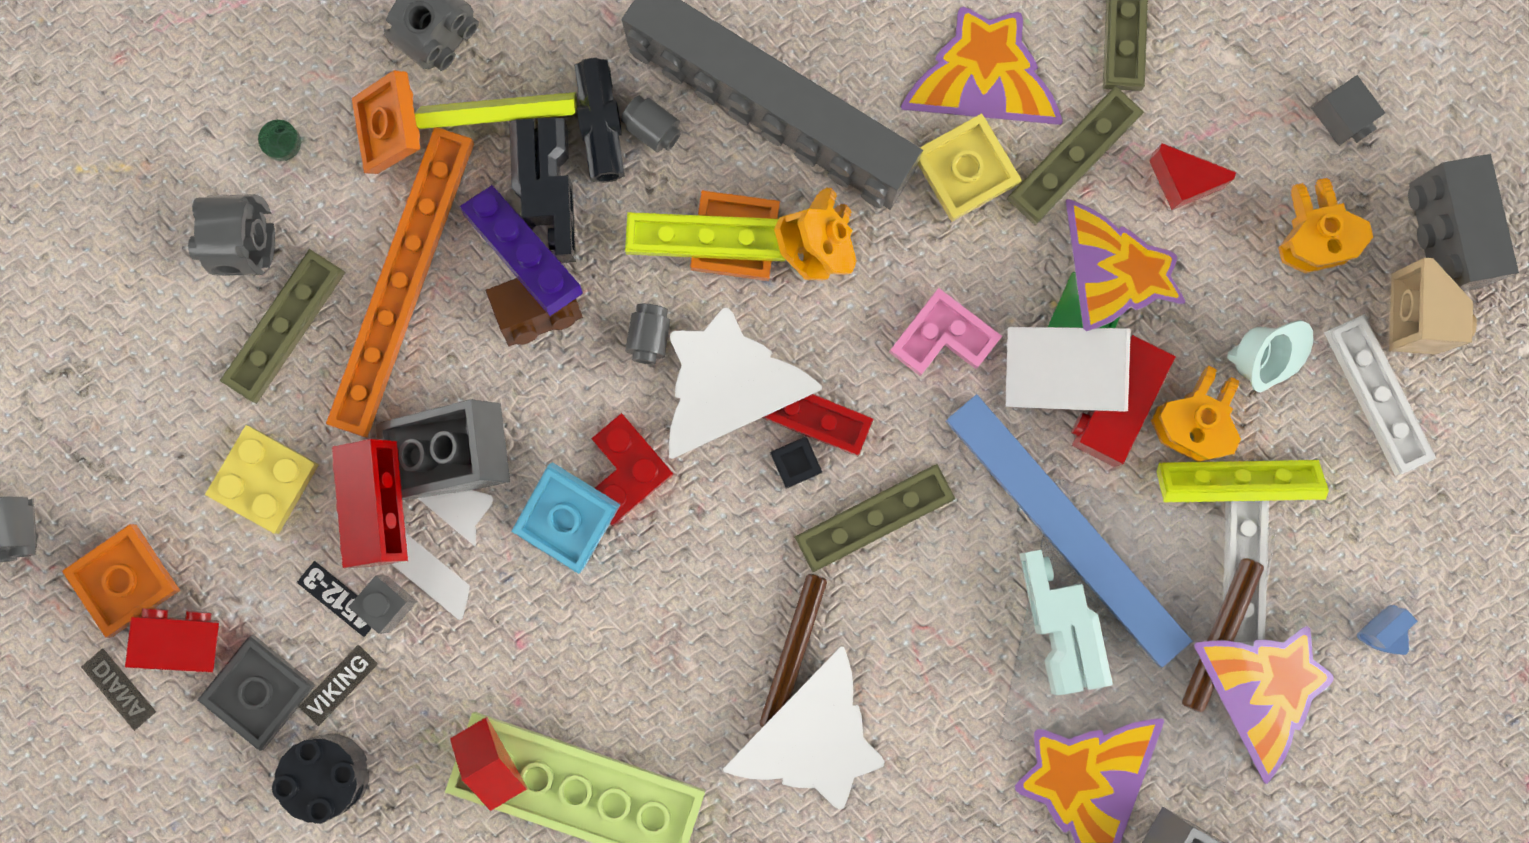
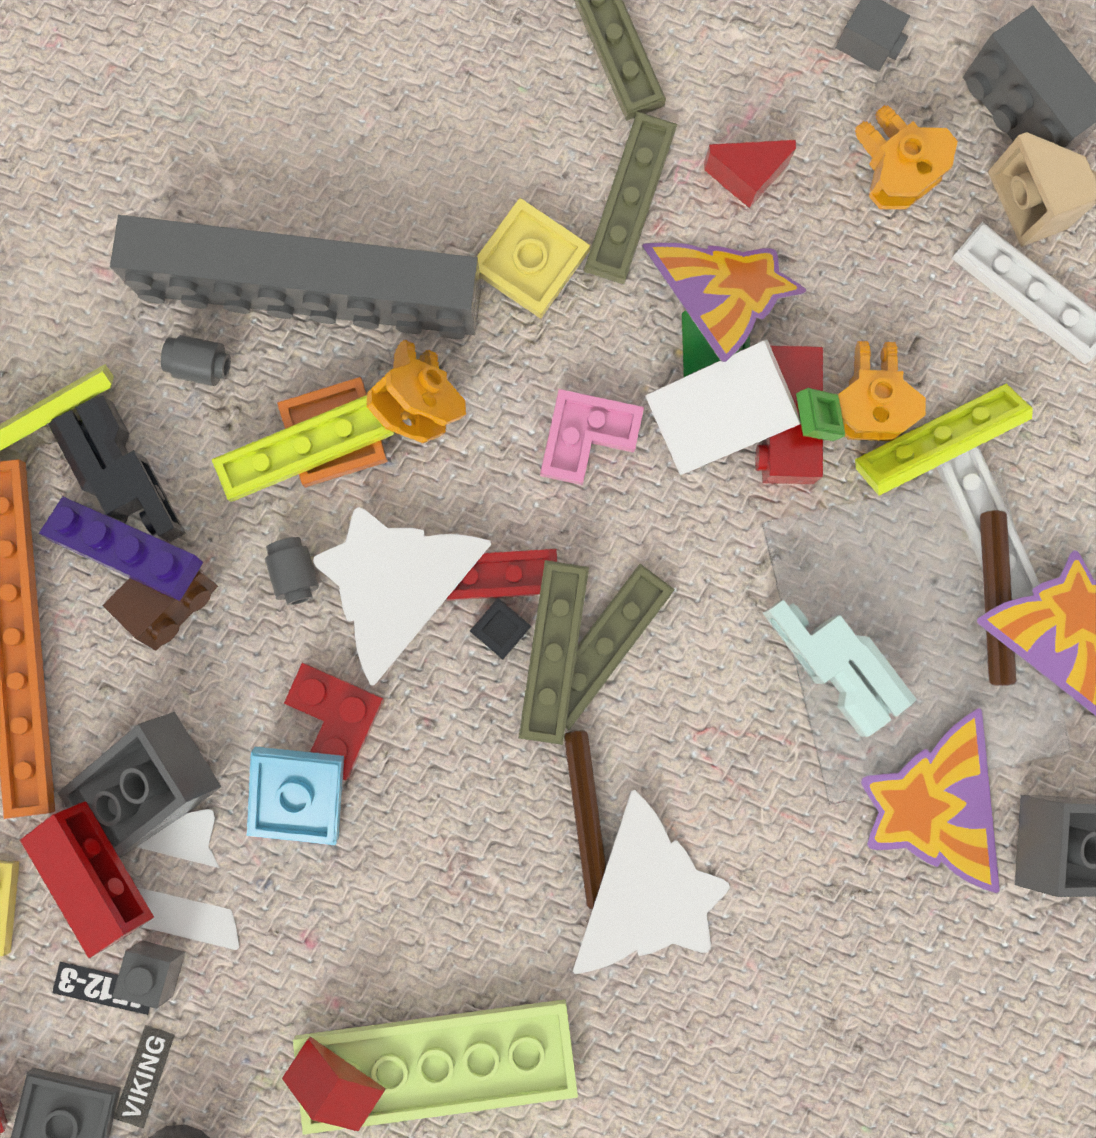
camera: 30 degrees left, 0 degrees up
(599, 120) = (141, 380): black piece -> none
(831, 502) = (553, 652): none -> olive tile
(985, 73) = (503, 158): sticker -> none
(1069, 531) = (800, 568): medium blue tile -> none
(1145, 411) = (820, 414): none -> bright green tile
(1272, 354) = (913, 301): light aqua piece -> none

